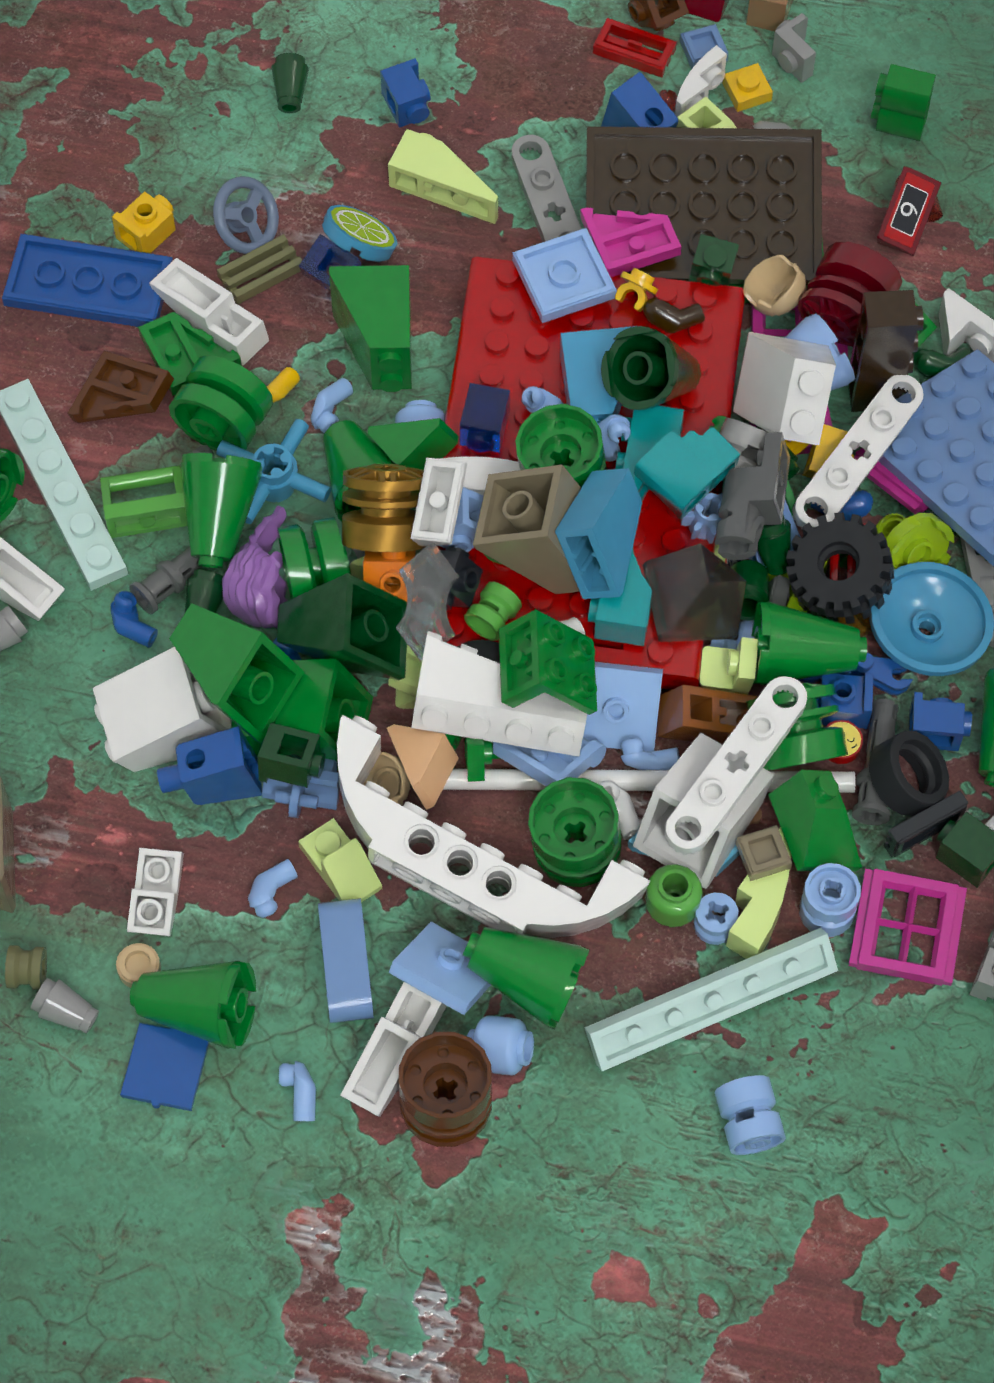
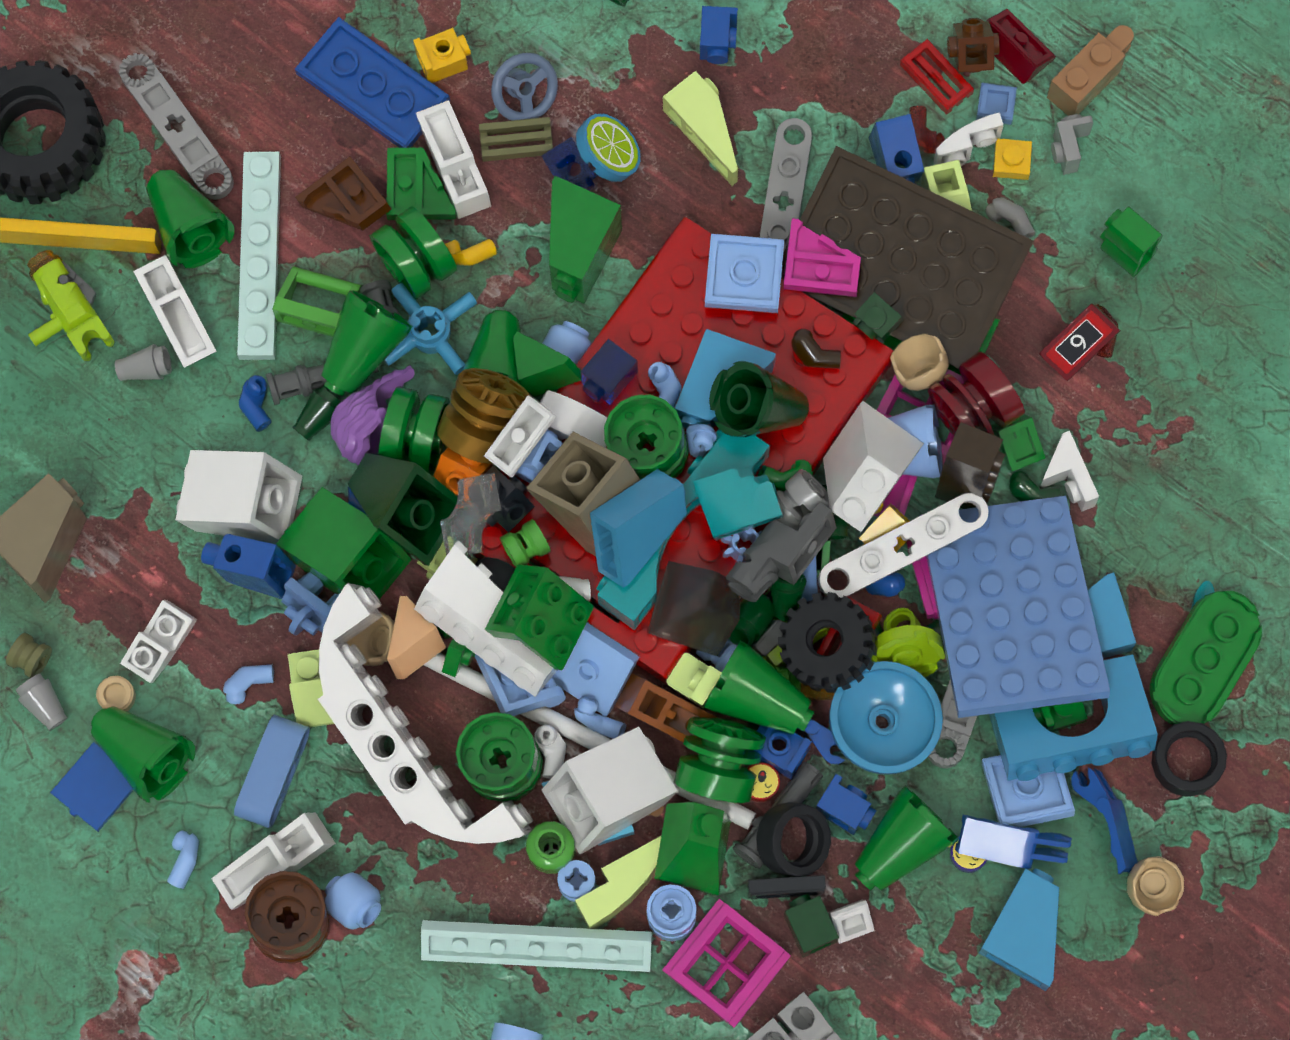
camera: 30 degrees right, 10 degrees up
(236, 668) = (295, 497): green slope -> none
(290, 756) = (306, 576): dark green brick -> none
(325, 402) = (504, 286): light blue arm -> none
(439, 969) = (343, 818): light blue plate -> none
(527, 970) = (400, 853): green cone -> none
(637, 282) = (802, 311): yellow plate -> none
(719, 789) = (611, 787): white piece -> none
(763, 853) = (636, 850): dark tan tile -> none

